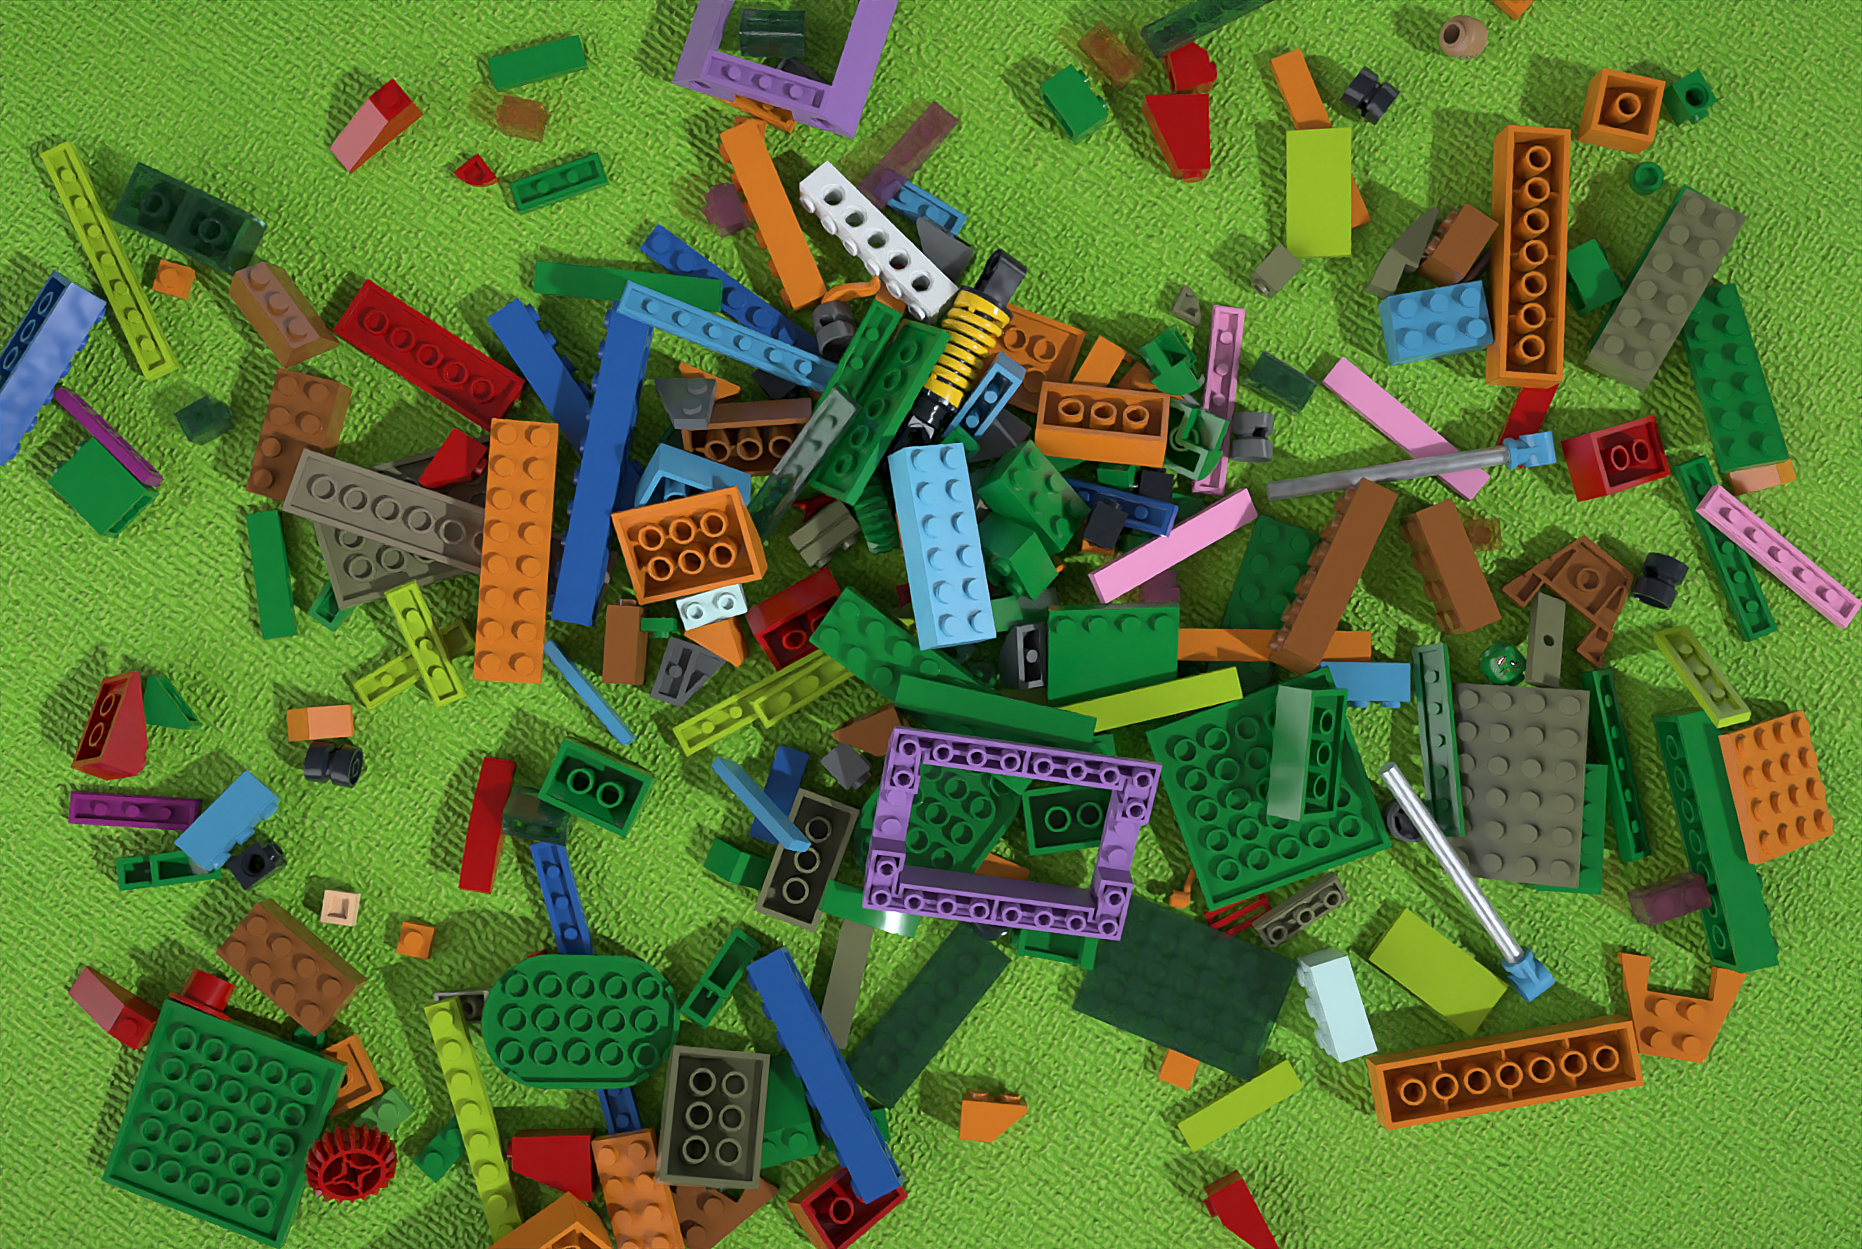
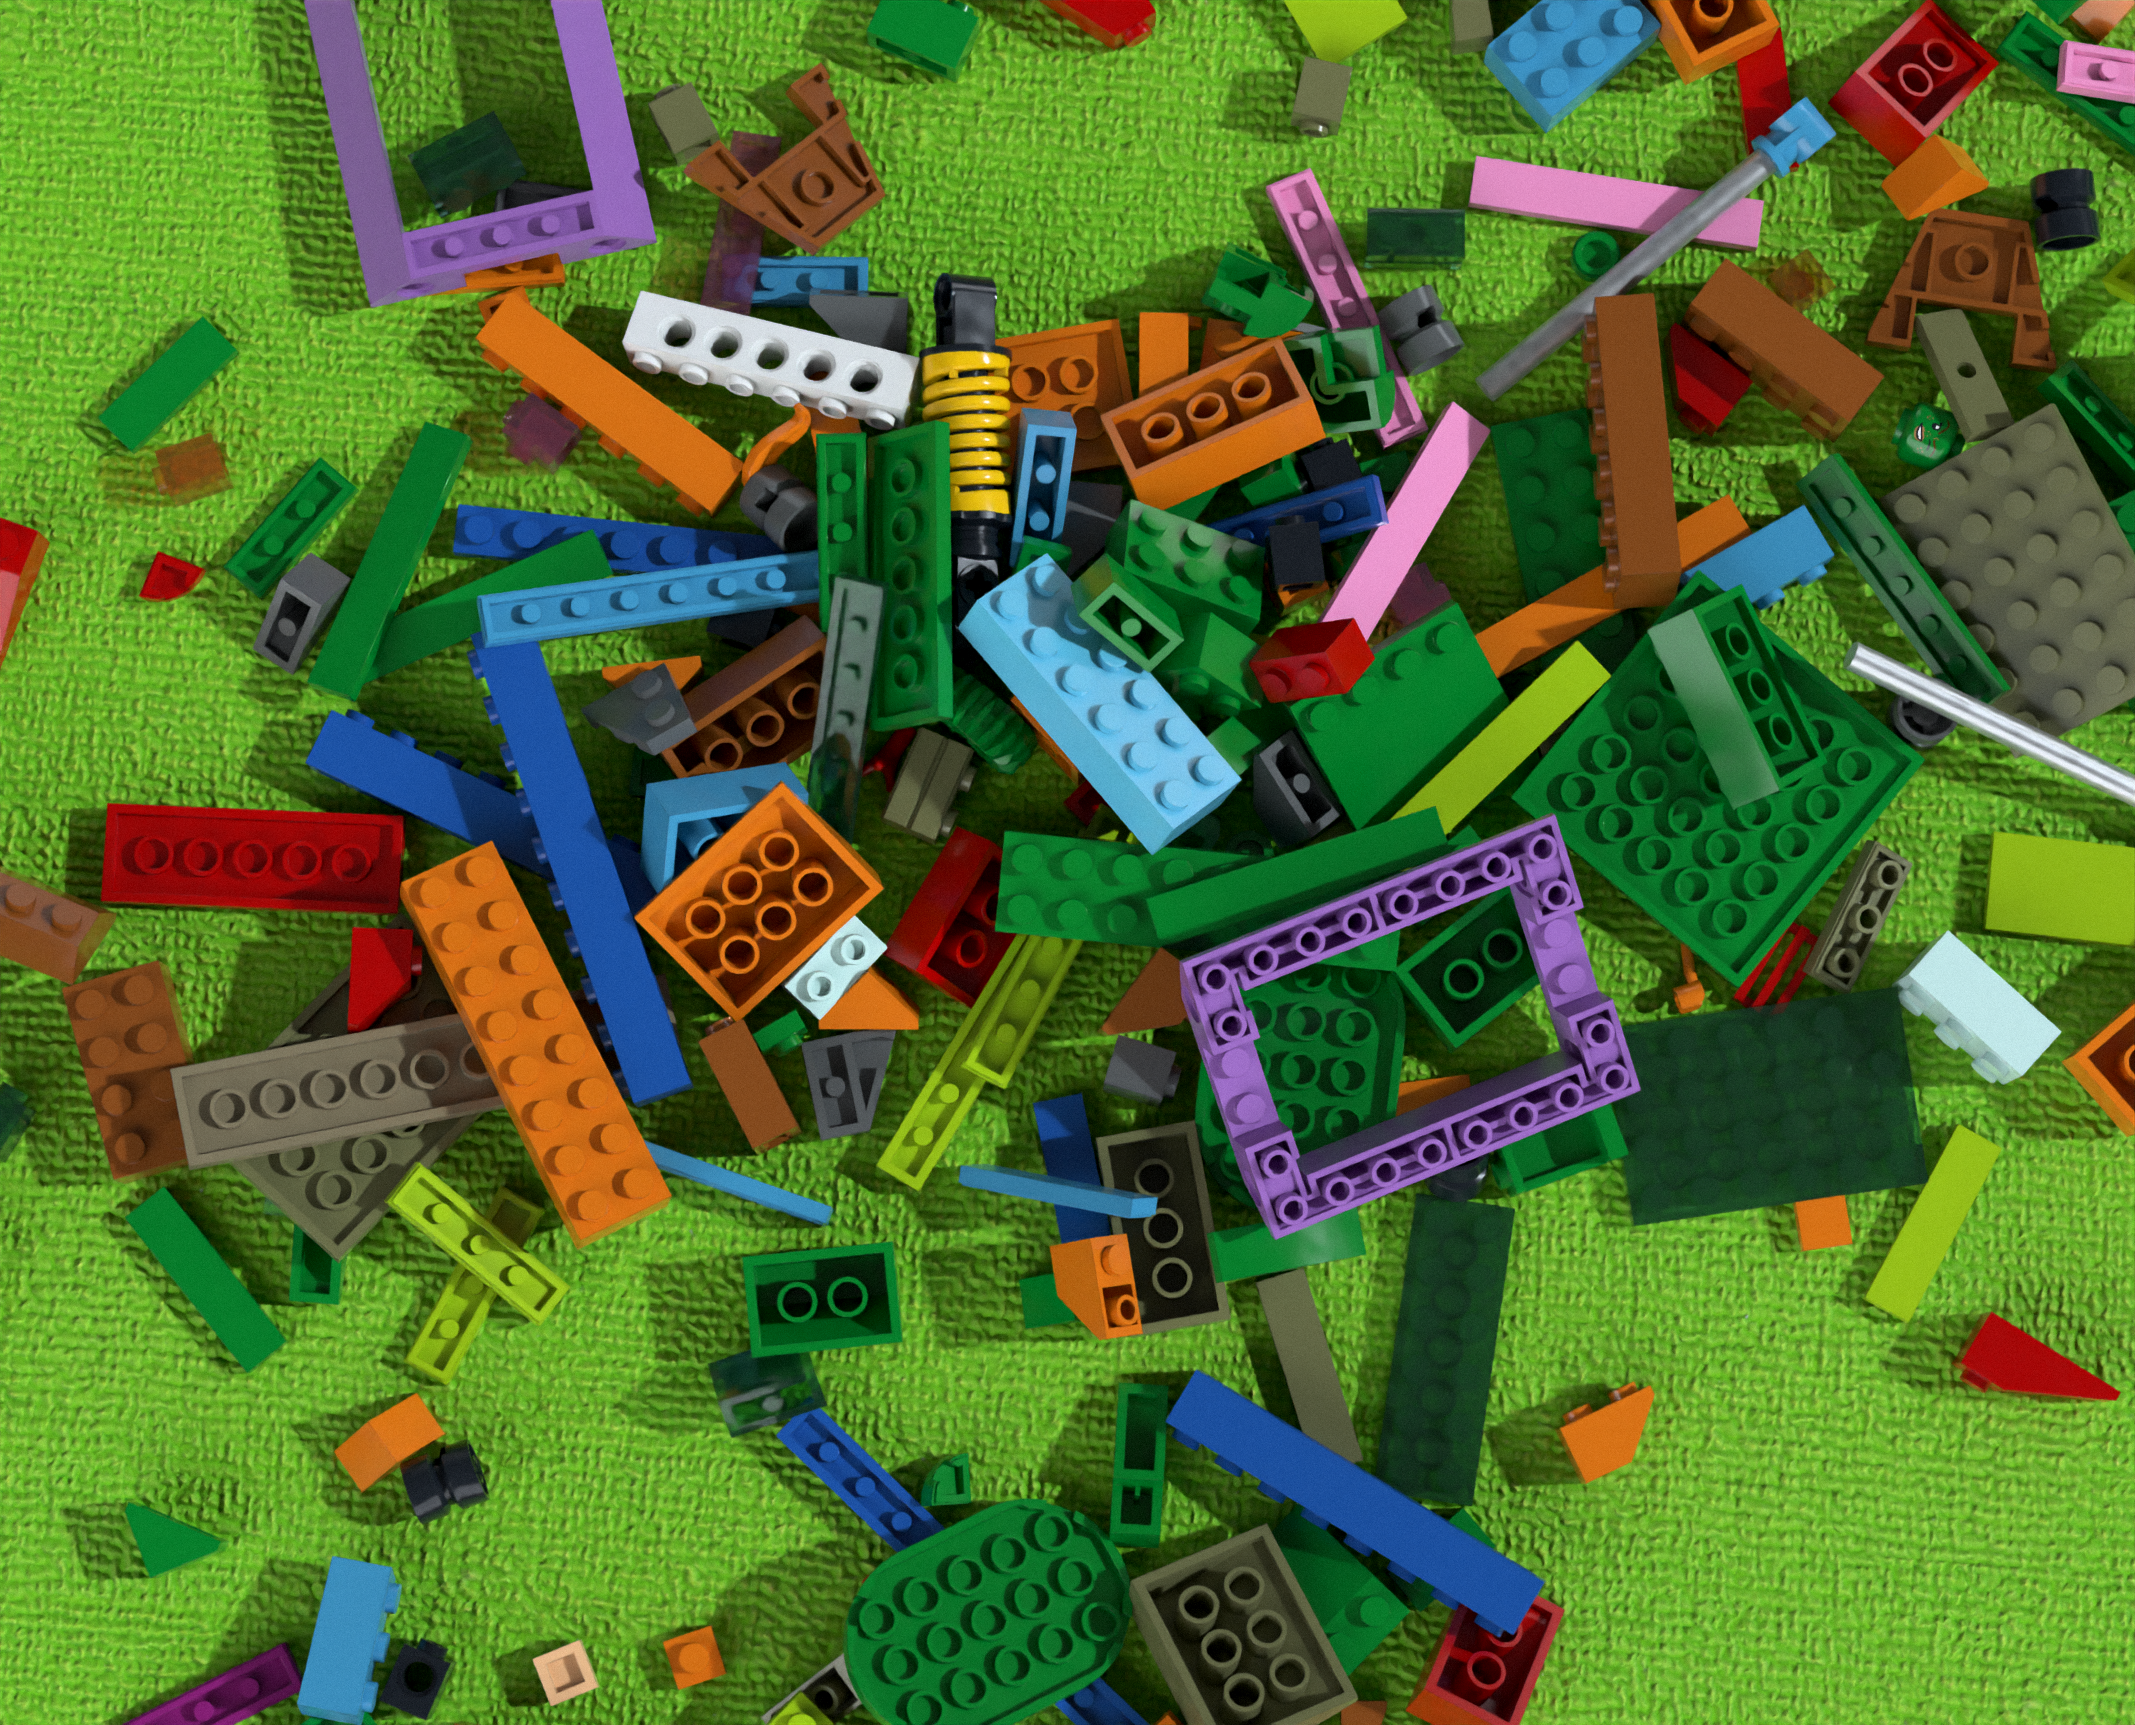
camera: 30 degrees left, 5 degrees down
(115, 731) = (120, 1607): red slope -> none
(485, 826) = (702, 1442): red slope -> none
(535, 232) = (301, 612): none -> dark grey slope
(600, 233) = (390, 561): none -> green tile
(609, 926) = (948, 1482): none -> green tile
(751, 872) = (1098, 1284): none -> orange slope
(908, 79) = (683, 122): none -> olive brick
(956, 158) = (810, 189): none -> dark orange wing
(986, 504) = (1127, 612): none -> green brick
(1077, 592) = (1312, 660): none -> red brick
(1186, 307) = (1231, 210): olive tile -> none
(1375, 451) = (1594, 255): none -> green tile
(1393, 558) = (1701, 382): none -> red slope
(1594, 519) = (1933, 178): none -> orange slope

